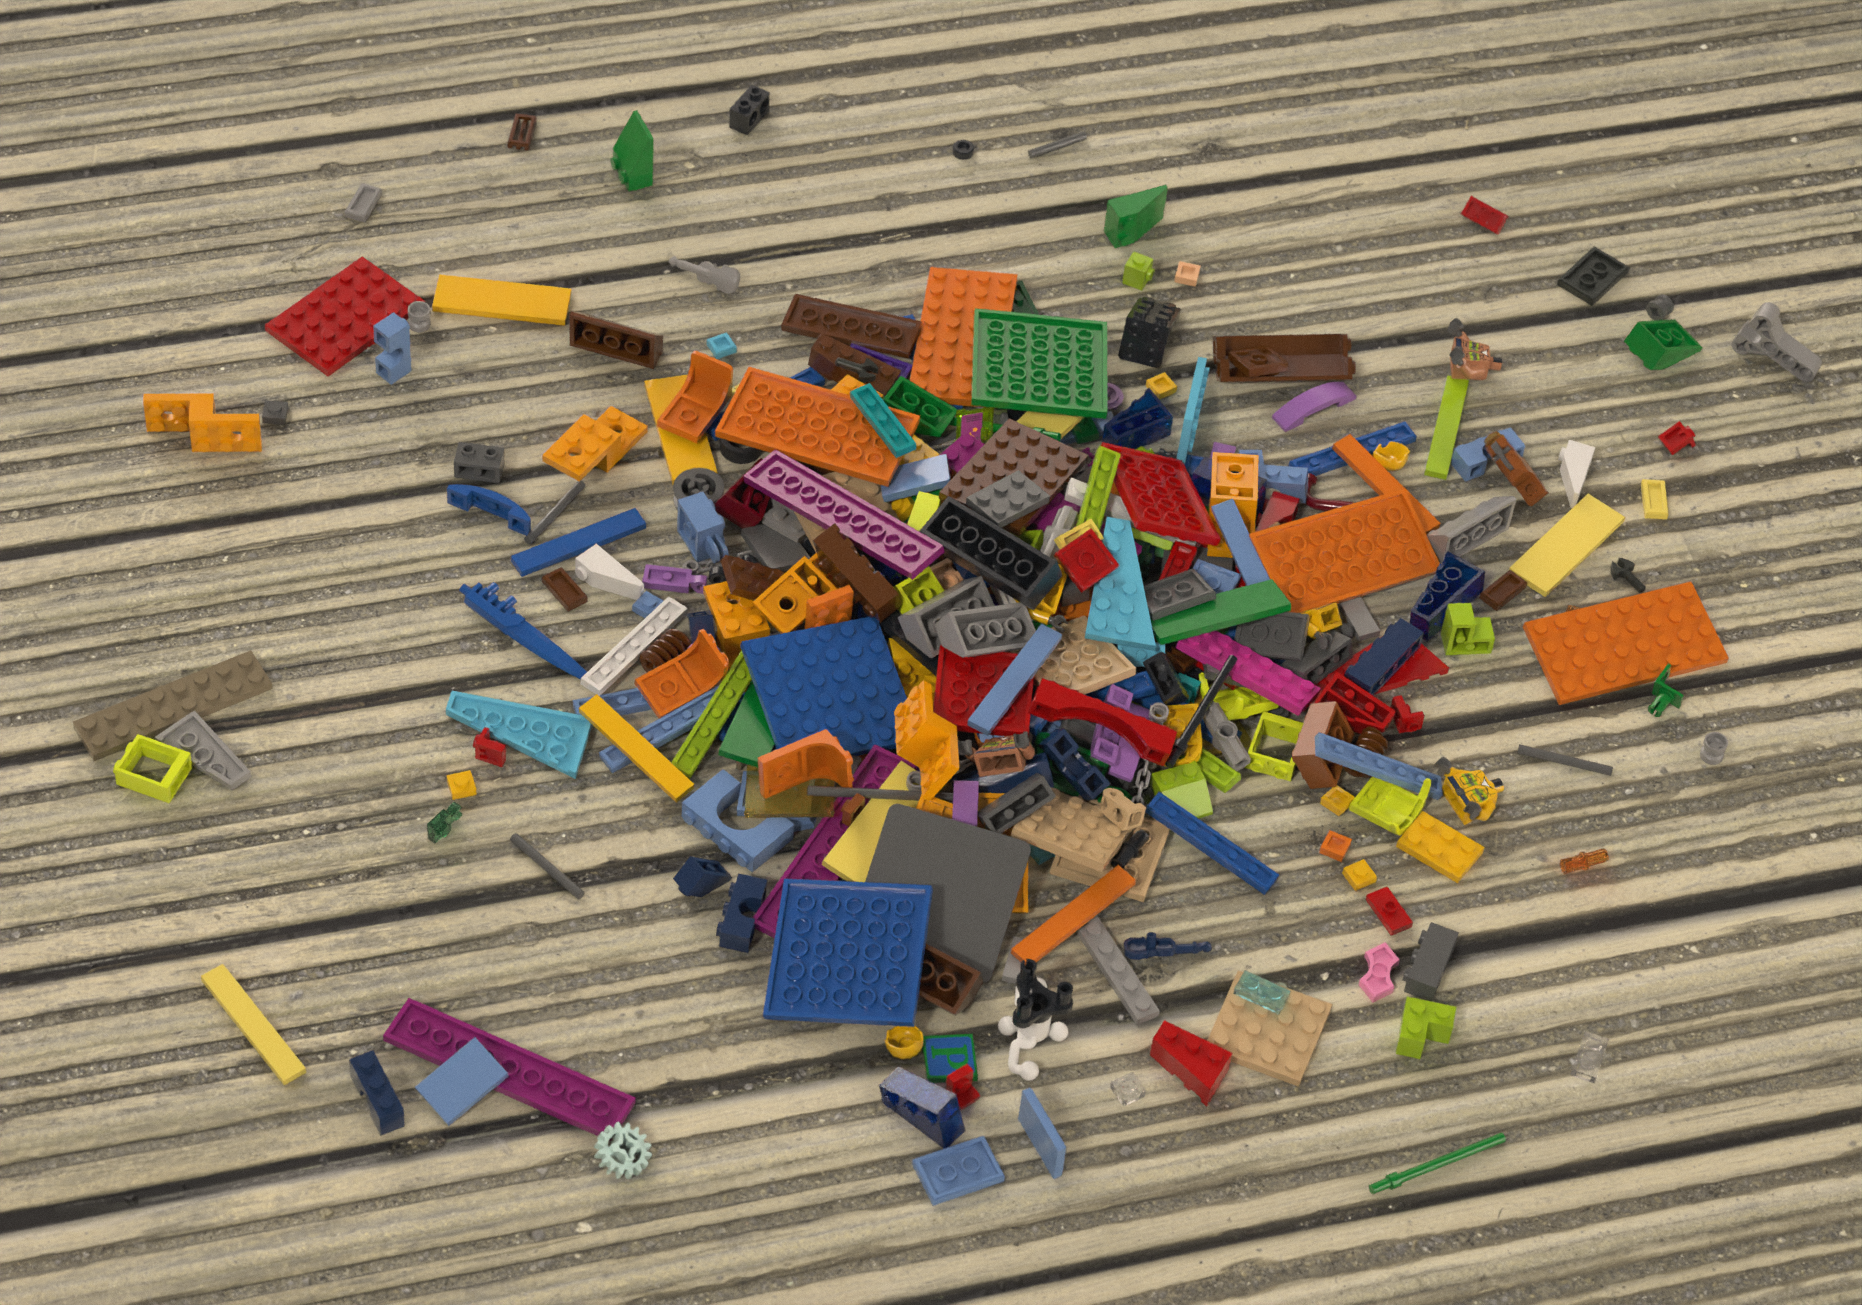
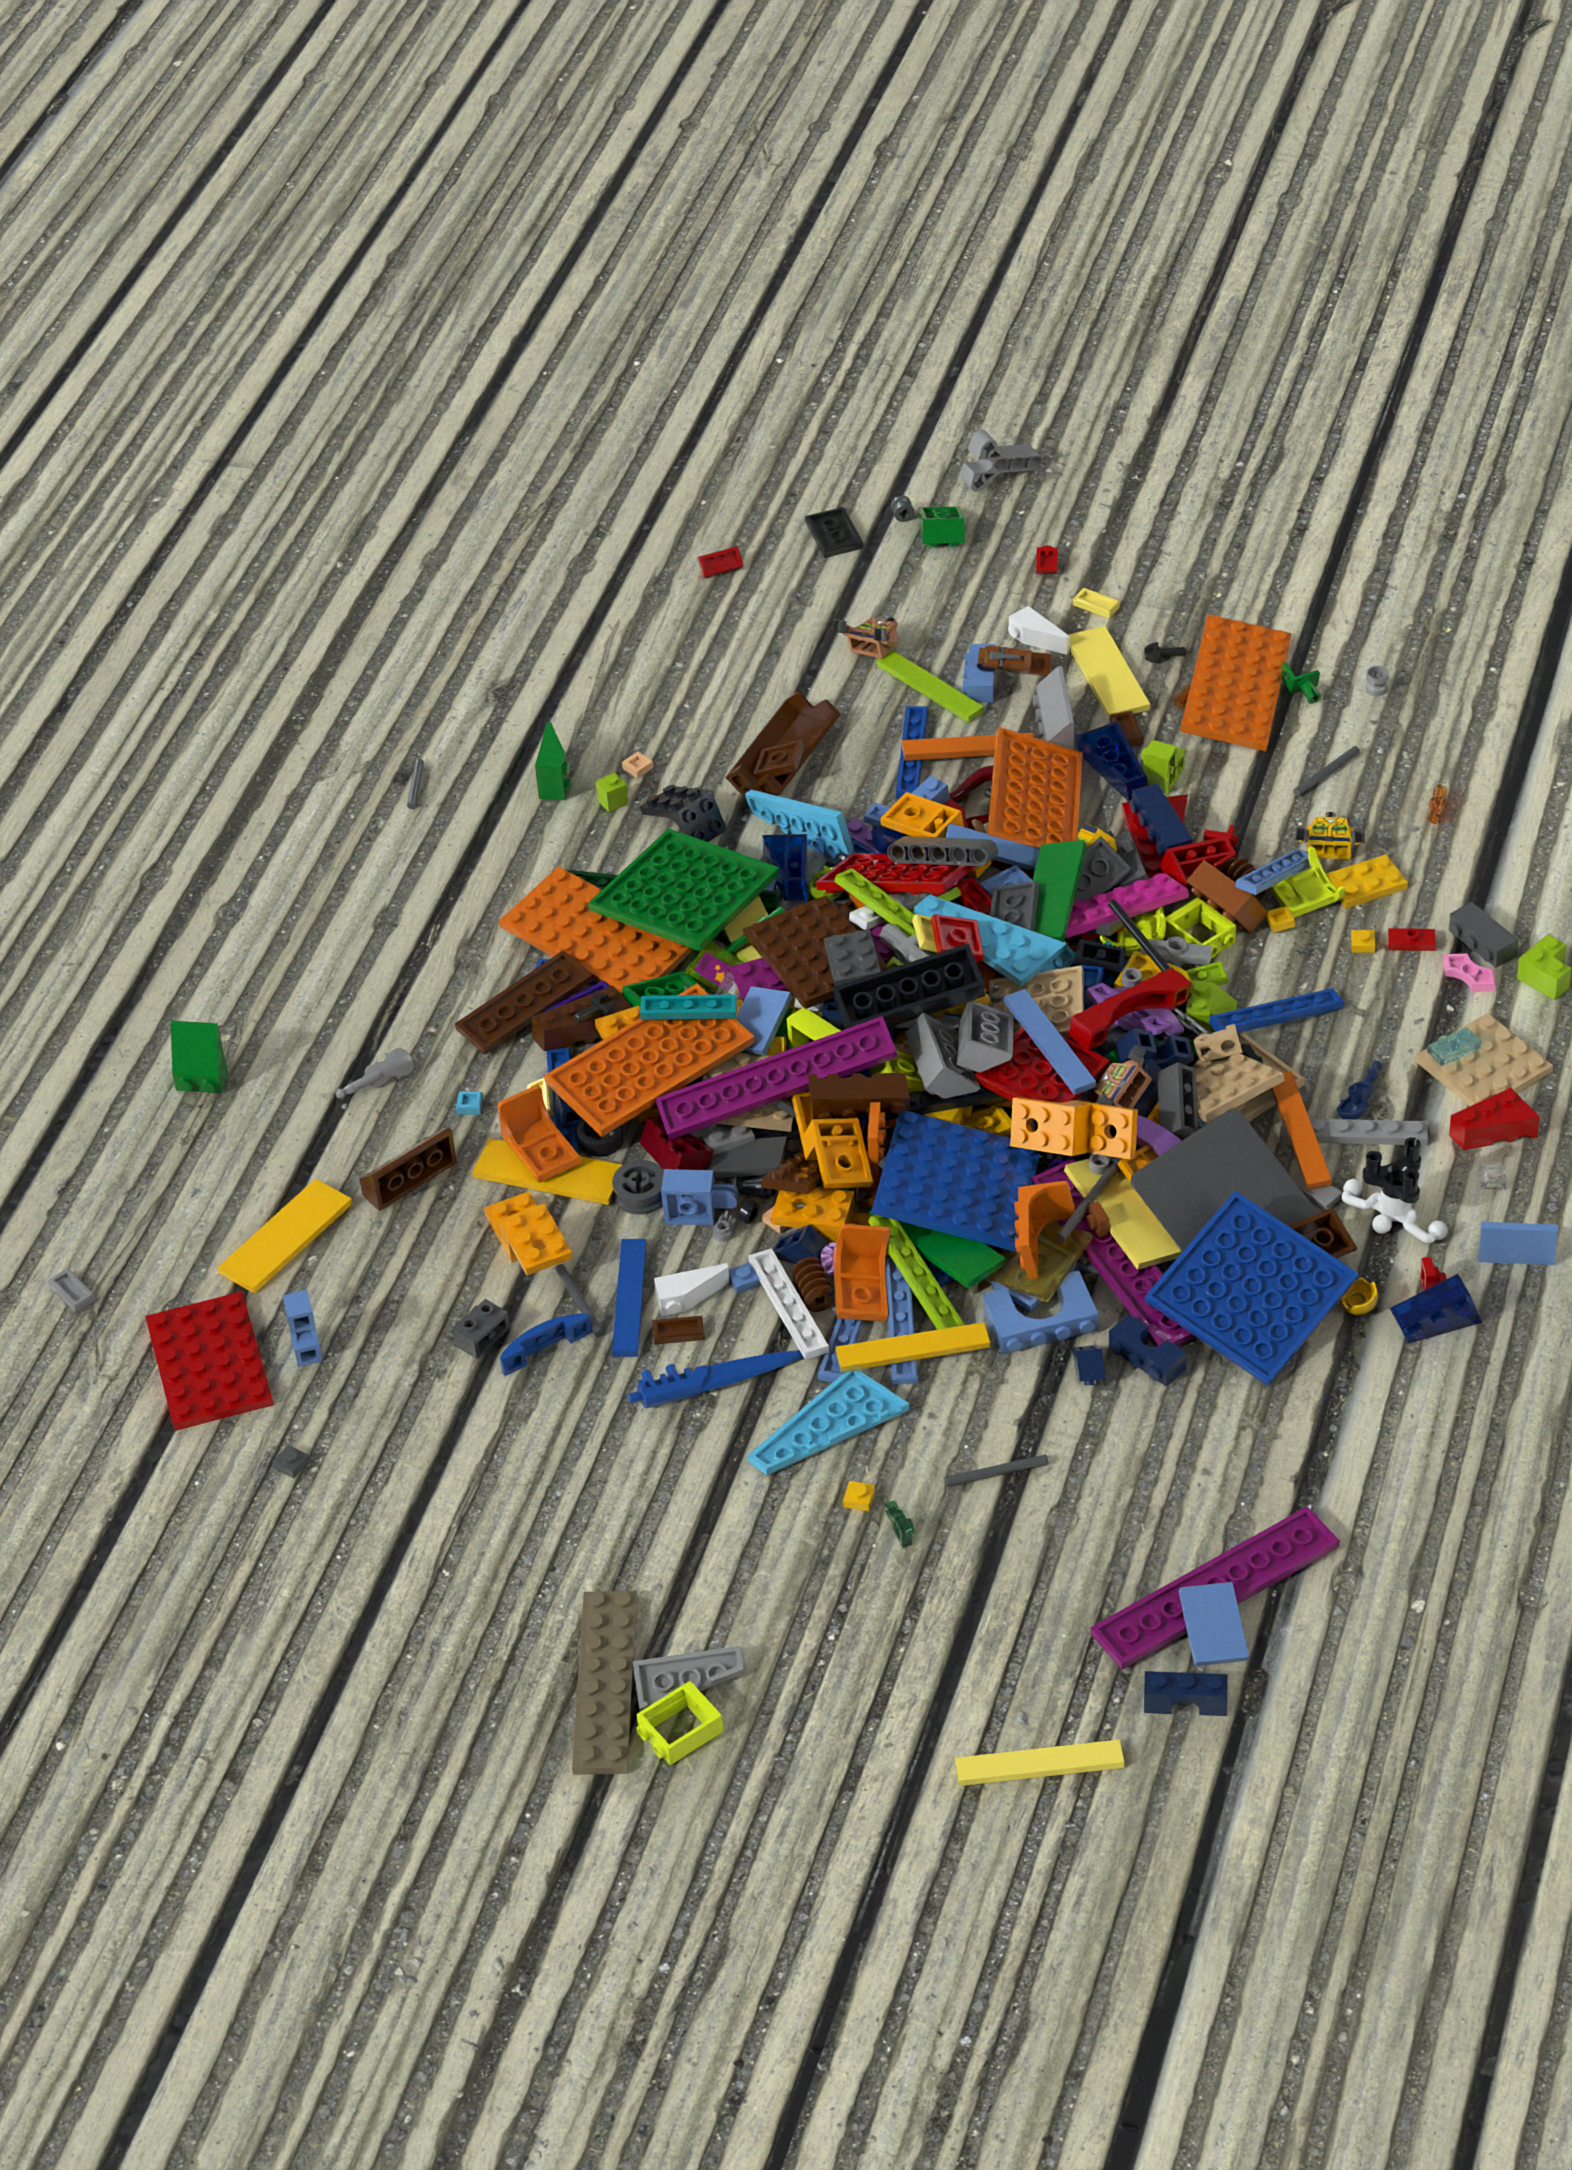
camera: 50 degrees left, 5 degrees down
(198, 416) = (272, 1515): light orange bracket -> none
(419, 316) = (261, 1302): light grey wheel -> none
(489, 750) = (836, 1457): red bracket -> none
(520, 143) = (78, 1140): reddish brown tile -> none
(621, 1153) = (1361, 1537): light aqua gear -> none
(672, 579) = (727, 1245): medium lavender plate -> none
(749, 109) = (201, 963): black brick -> none
(947, 1054) = (1392, 1276): tile -> none
(958, 1170) = (1511, 1321): medium blue tile -> none
(963, 149) = (368, 846): black tile -> none
(1161, 385) = (751, 834): yellow plate -> none
(1198, 510) = (952, 851): none -> dark grey beam
(1310, 402) = (844, 754): medium lavender slope -> none
(1335, 846) = (1326, 941): orange plate -> none
(1358, 615) = (1104, 823): light grey tile -> none
(1393, 456) = (941, 726): yellow hair -> none

